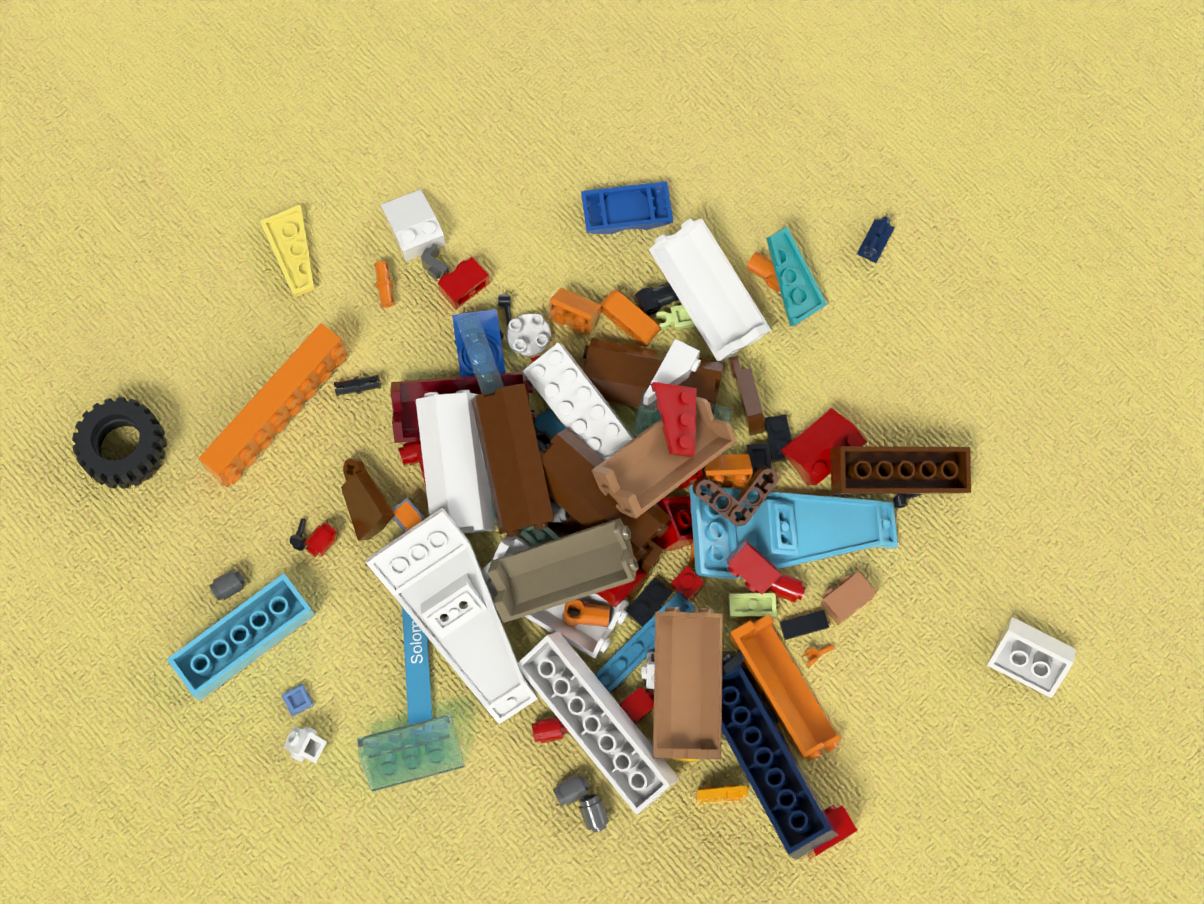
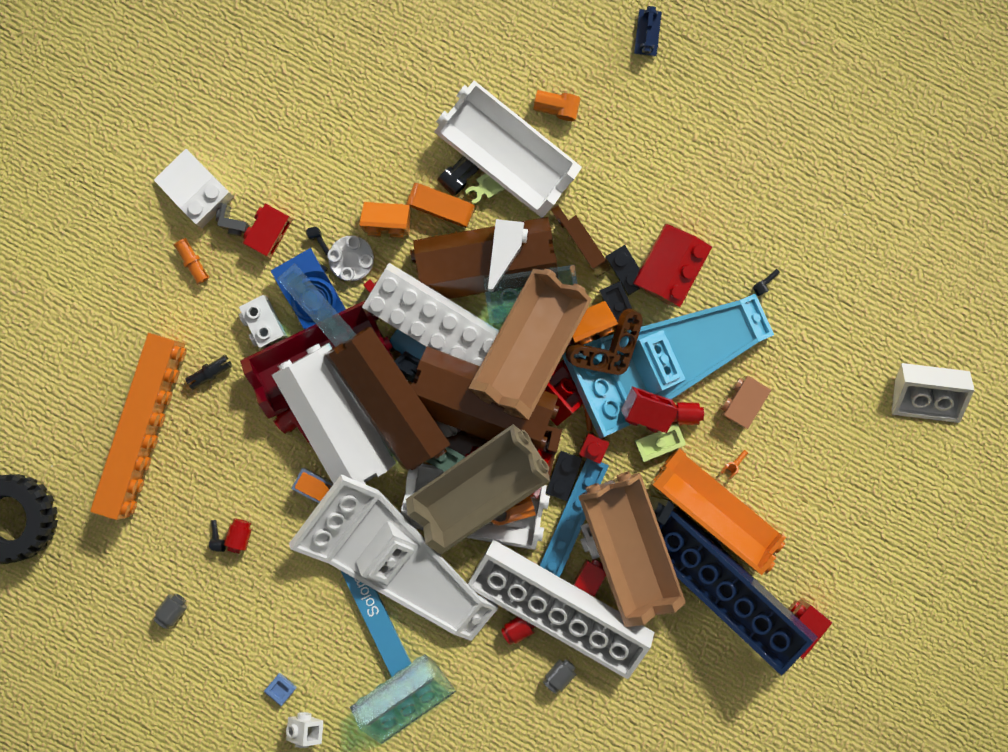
camera: 20 degrees left, 15 degrees up
(240, 637) = (204, 656): medium azure brick -> none
(289, 243) = (83, 256): light yellow wing -> none
(364, 501) = (262, 484): reddish brown piece -> none
(425, 357) = (262, 322): none -> white brick
(593, 813) = (588, 689): dark grey brick -> none
(627, 208) = (395, 92): blue slope -> none
(678, 415) = (528, 297): red wing -> none
(730, 793) = (703, 623): light orange wing -> none
(796, 283) = (586, 107): teal wing -> none
(804, 625) = (713, 441): black piece -> none
(900, 470) = (754, 265): reddish brown brick -> none

